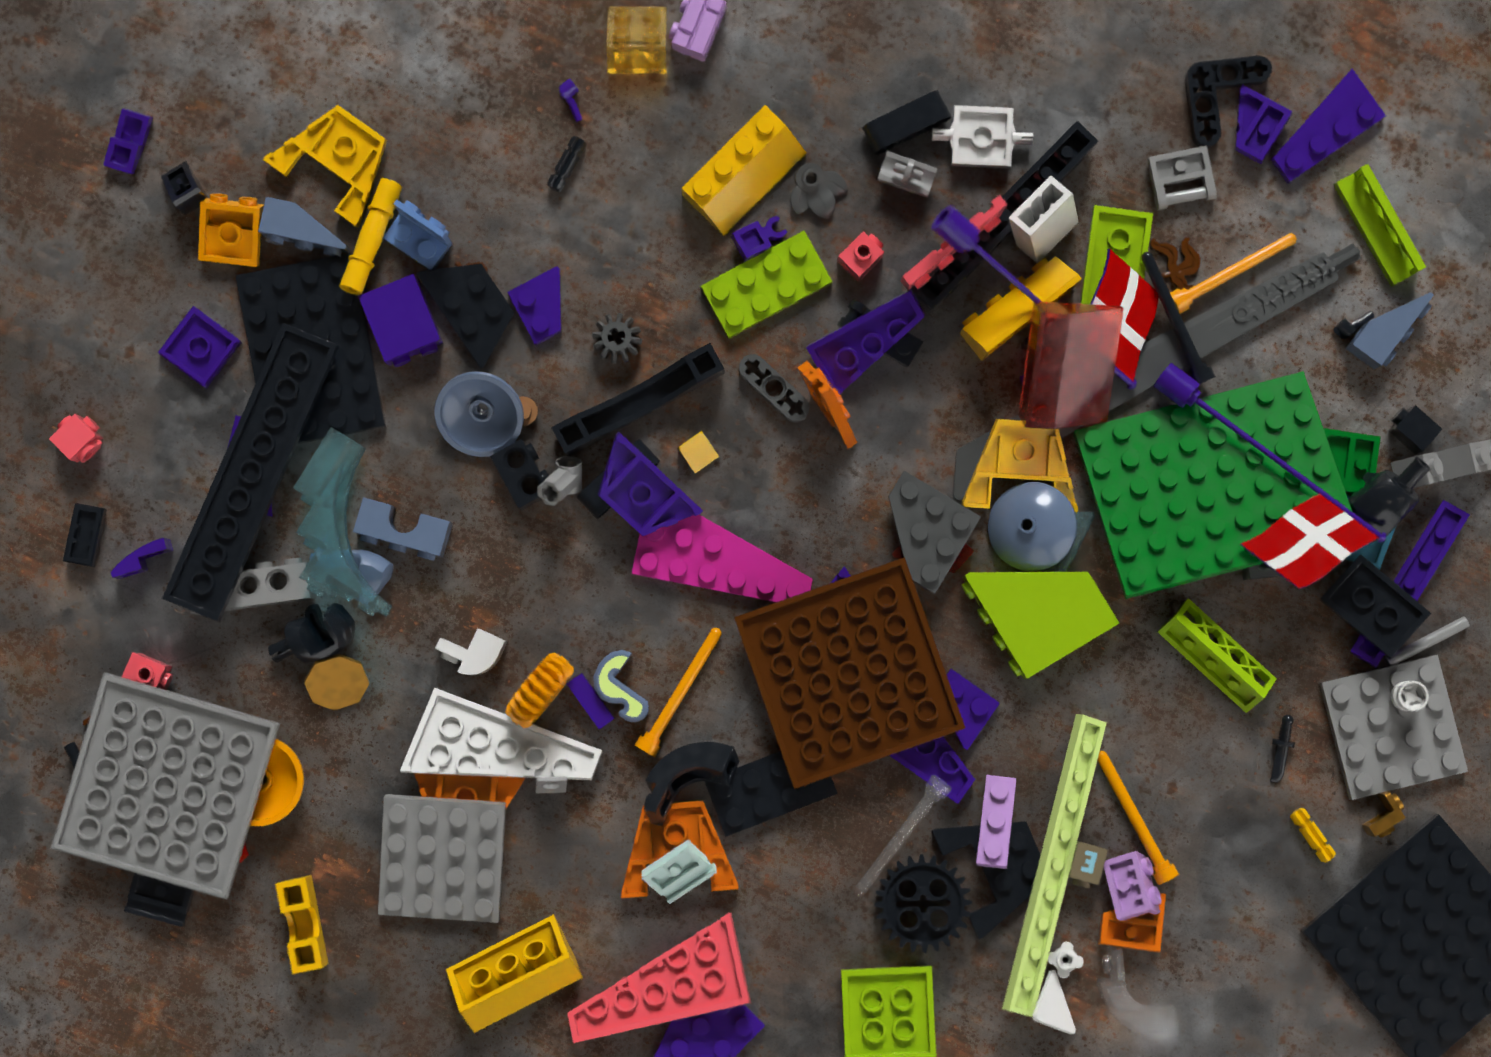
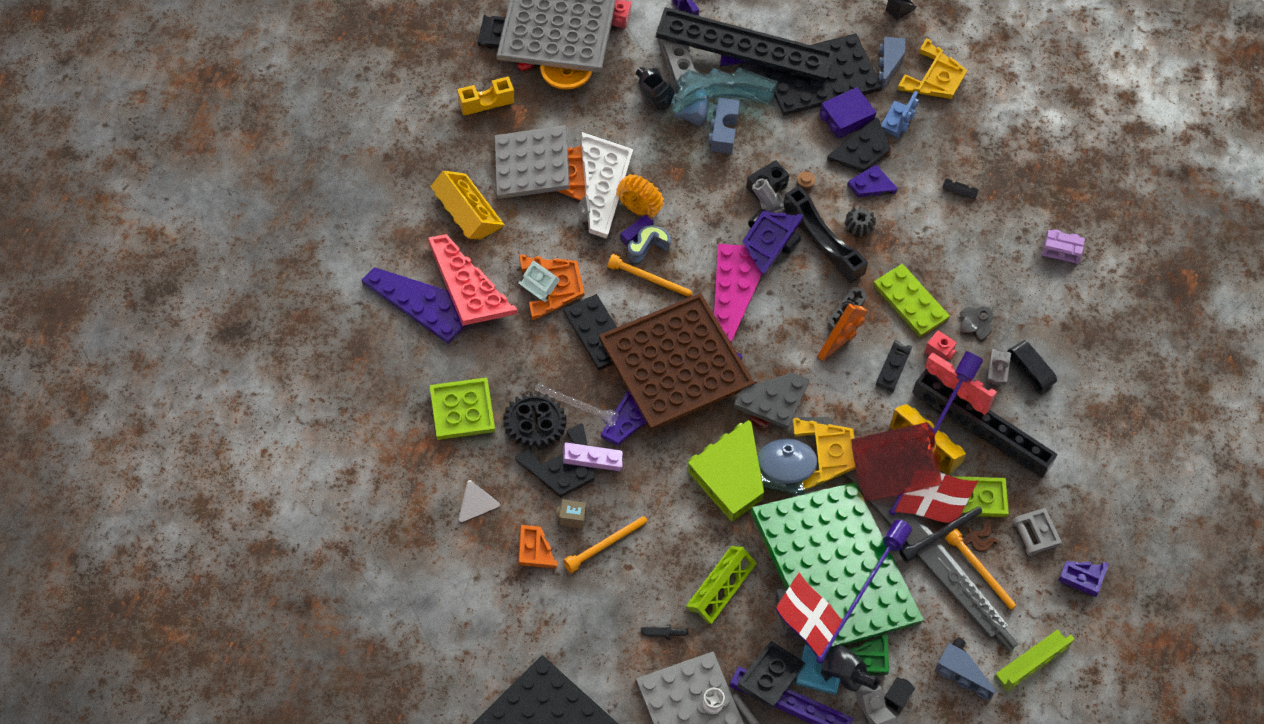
camera: 80 degrees right, 25 degrees down
(199, 347) = (811, 22): dark purple tile -> none
(230, 230) = (881, 24): light orange plate -> none
(336, 682) = (629, 100): pearl gold piece -> none
(370, 237) = (891, 91): yellow piece -> none
(472, 428) = (800, 152): sand blue dish -> none
(479, 657) = (655, 169): white brick -> none
(568, 90) = (1005, 184): dark purple hand -> none
(636, 39) = (1044, 213): clear yellow bracket -> none
(685, 766) = (600, 276): black arch -> none
(698, 452) = (799, 272): yellow slope -> none
(743, 170) = (979, 278): yellow slope -> none
(755, 239) = (939, 290): dark purple plate -> none
(860, 343) = (886, 349): dark purple wing -> none
(974, 707) = (663, 438): dark purple wing -> none
(982, 136) = (1033, 410): white plate -> none
(1044, 219) = (988, 441): white brick -> none
(1054, 865) = (568, 490): yellowish green plate -> none
(1057, 956) = (507, 514): white plate -> none
(1132, 885) = (561, 541): lavender bracket -> none
(1143, 1019) = (480, 545): clear arch -> none
(1213, 82) = (1105, 547): black beam -> none
(1313, 835) = (608, 656): yellow axle -> none
(1334, 123) = (1094, 624): dark purple wing -> none
(1384, 822) = (623, 699): pearl gold bracket -> none

